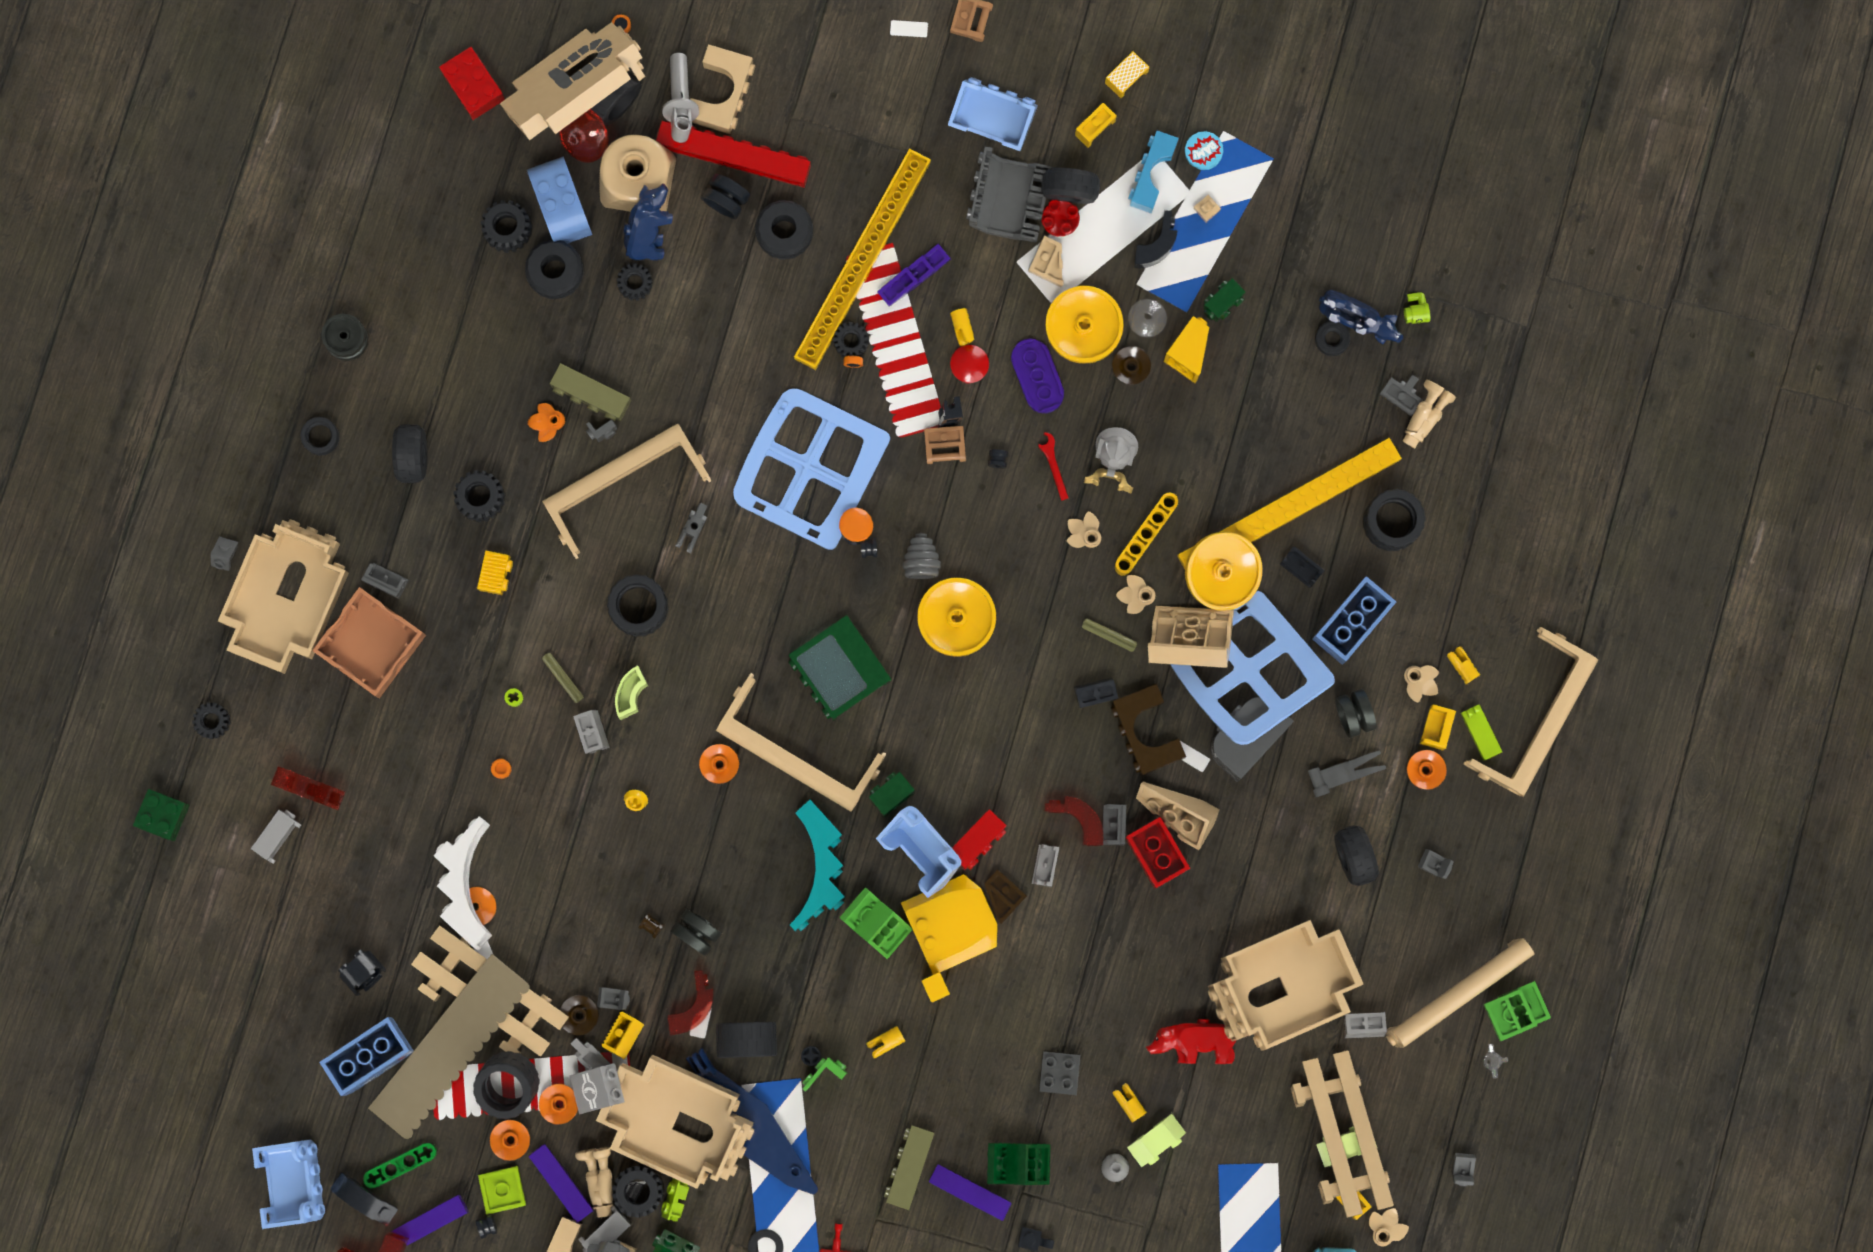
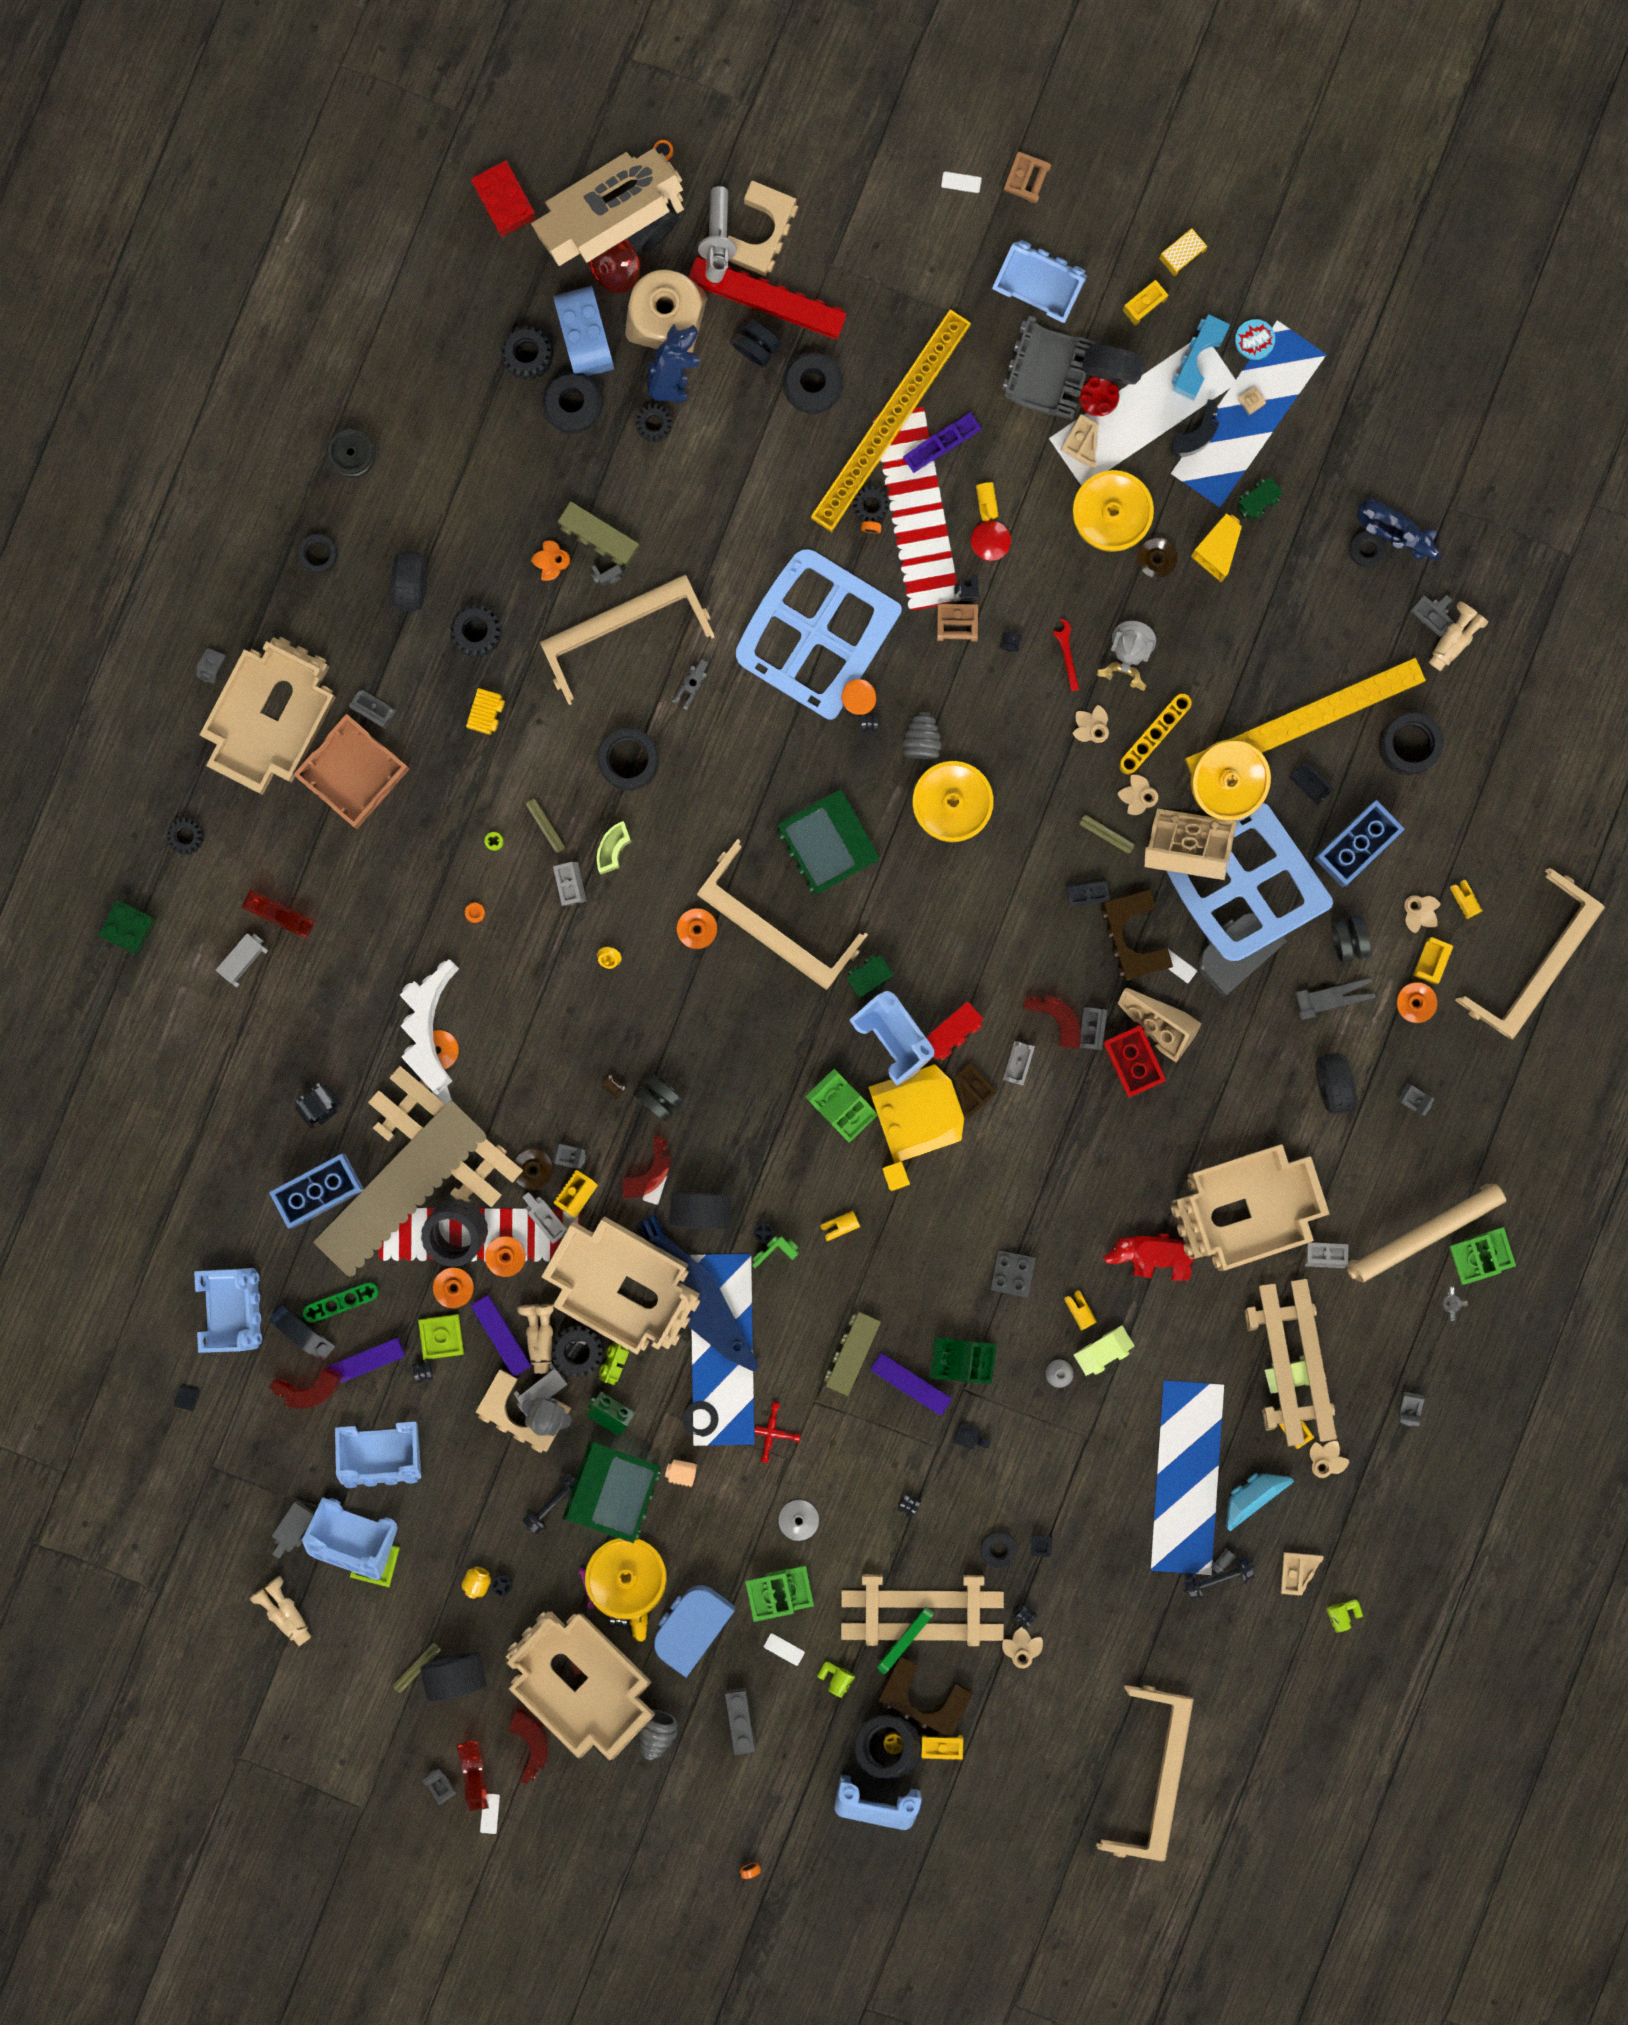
camera: 10 degrees right, 5 degrees up
(597, 1088) = (545, 1245): light grey panel -> none
(823, 835) = (795, 1011): teal arch -> none
(1037, 375) = (1059, 559): dark purple tile -> none
(1146, 327) = (1173, 518): clear dish -> none
(1417, 313) = (1458, 530): lime piece -> none
(1481, 732) = (1477, 970): lime hinge -> none

